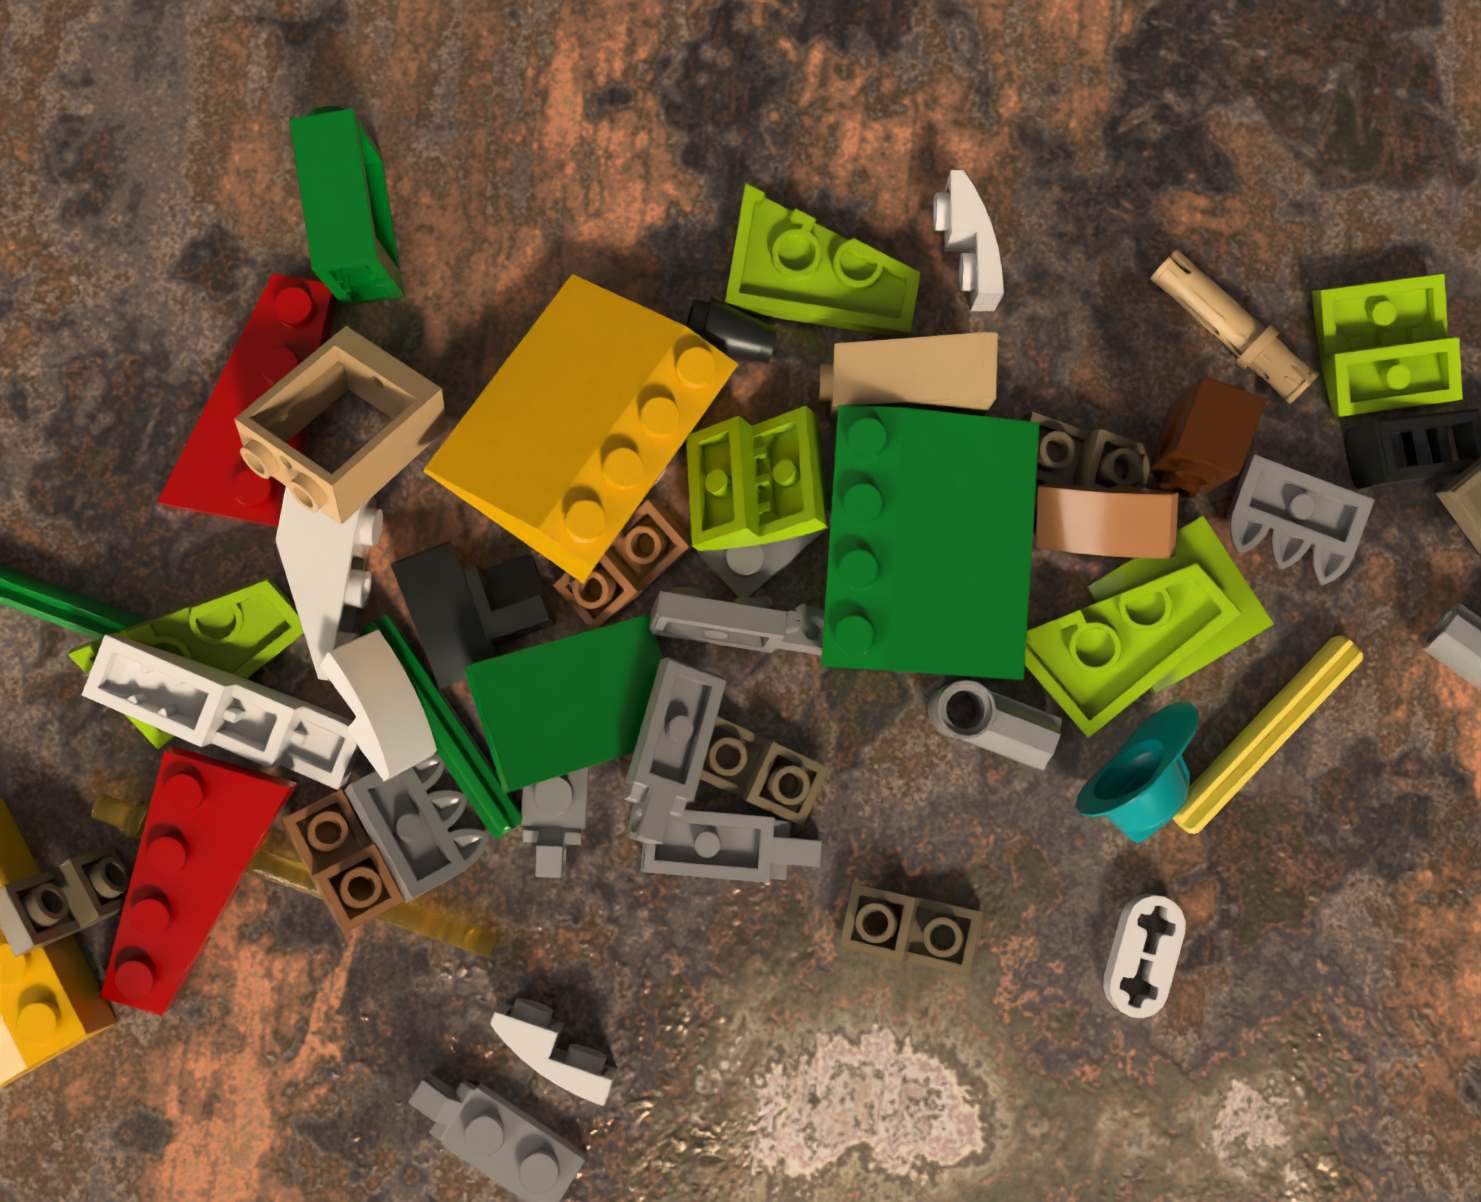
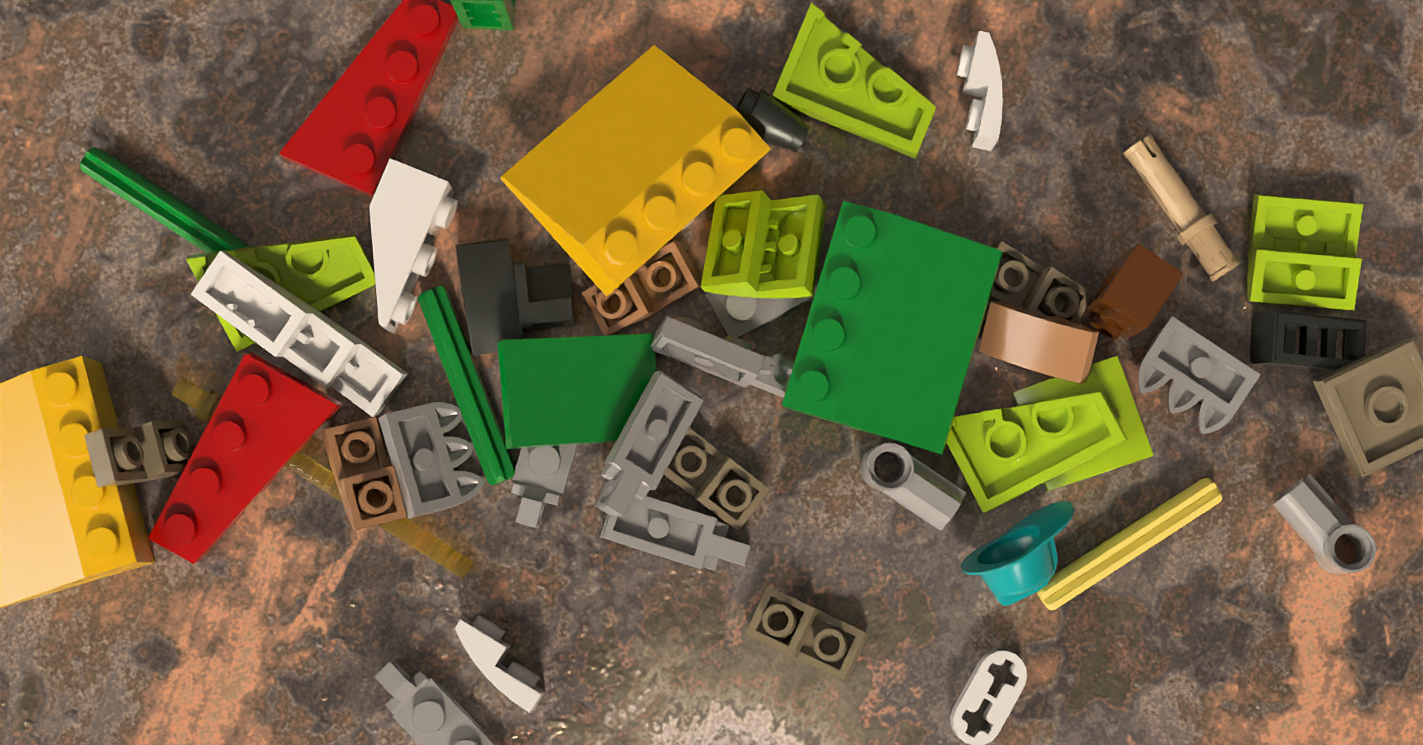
camera: 10 degrees right, 0 degrees up
(309, 389) = (476, 92): tan window -> none
(388, 713) = (429, 365): white slope -> none
(917, 373) = (909, 188): tan slope -> none

